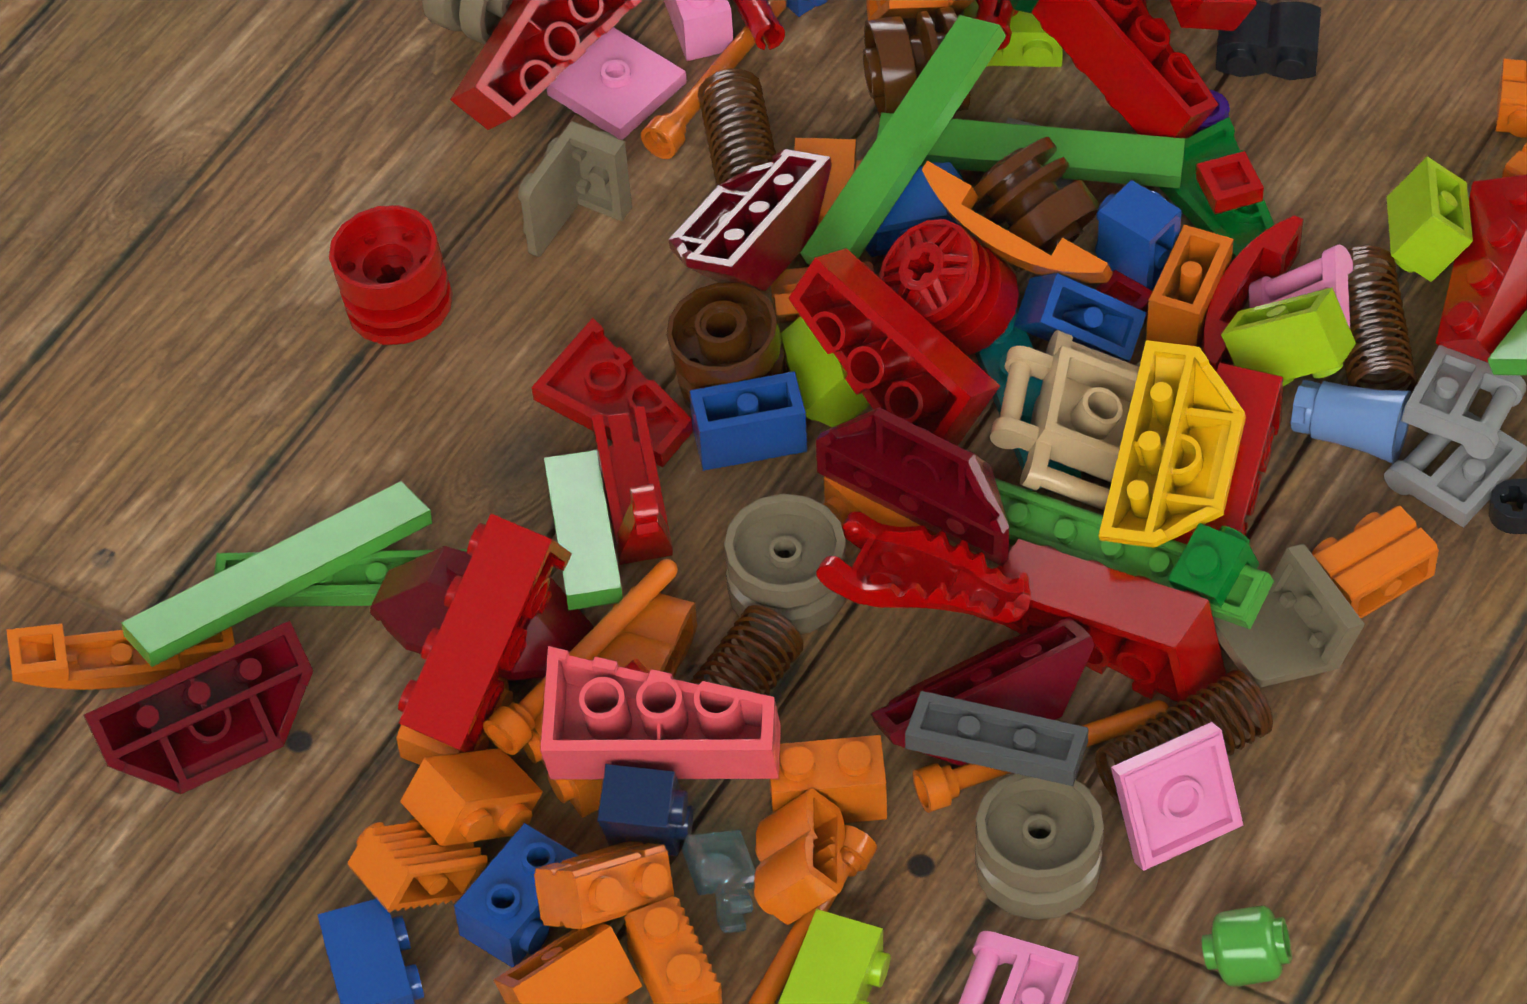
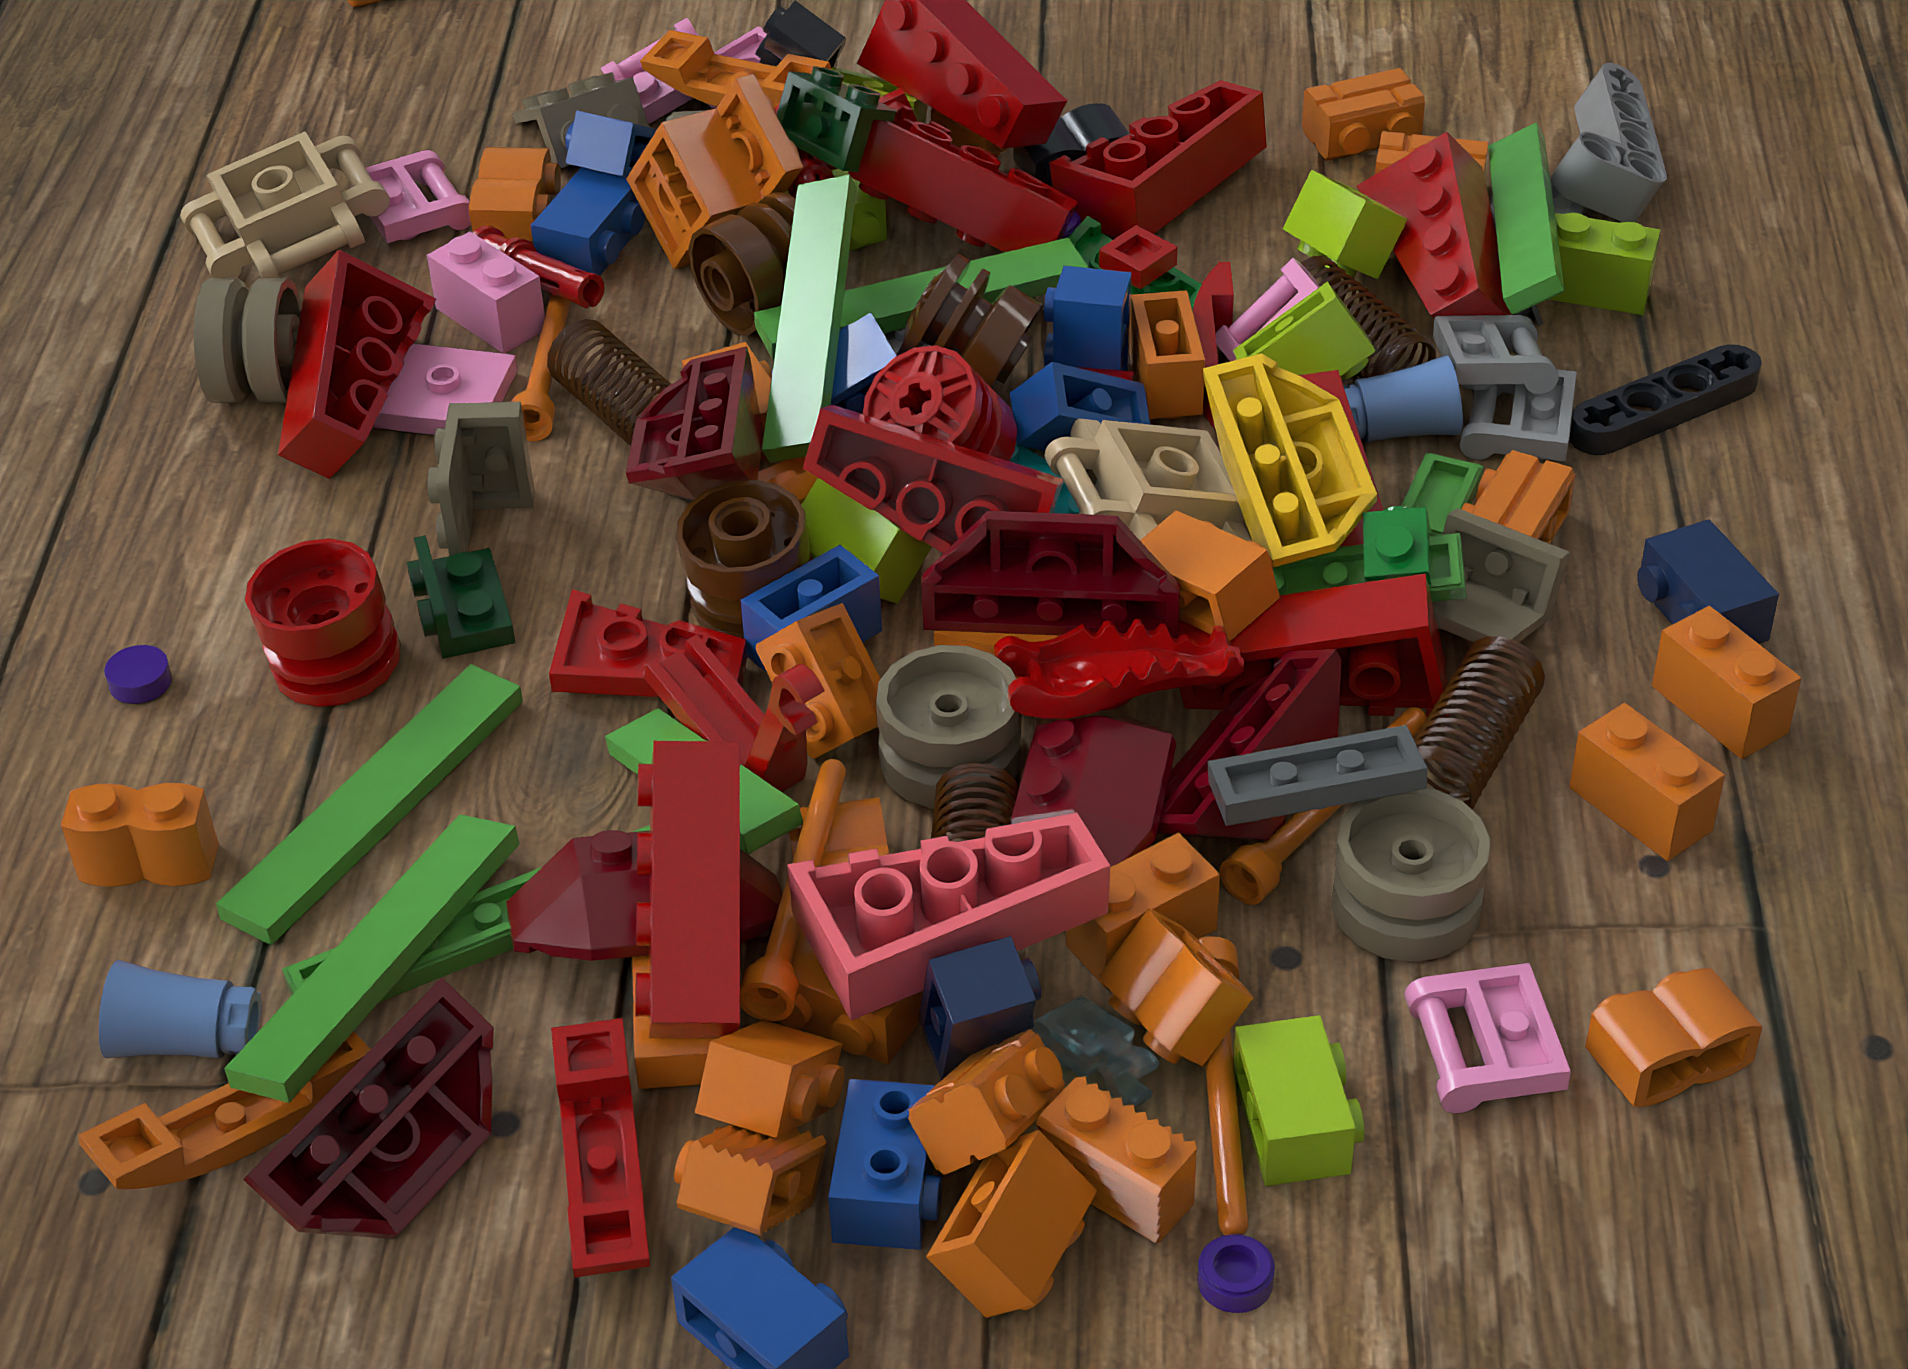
camera: 30 degrees left, 10 degrees down
(121, 558) = (174, 1014): none -> medium blue plant
(177, 401) = (140, 834): none -> orange brick
(253, 256) = (138, 674): none -> dark purple tile
(343, 797) = (600, 1148): none -> red slope
(355, 439) = (368, 805): none -> bright green tile
(513, 288) = (461, 601): none -> dark green bracket
(718, 479) = (839, 659): none -> orange bracket
(848, 669) = (1106, 772): none -> dark red wedge
(1046, 521) = (1218, 573): none -> orange brick
(1066, 259) = (996, 360): orange slope -> none
(1177, 796) = (1514, 770): bright pink plate -> none
(1247, 946) = (1682, 882): bright green head -> none
(1285, 848) = (1646, 781): none -> orange brick
(1326, 514) = (1442, 487): none -> bright green tile
(1332, 88) = (1165, 159): none -> red wedge
(1419, 791) = (1726, 682): none -> orange brick
(1473, 701) = (1701, 569): none -> dark blue brick

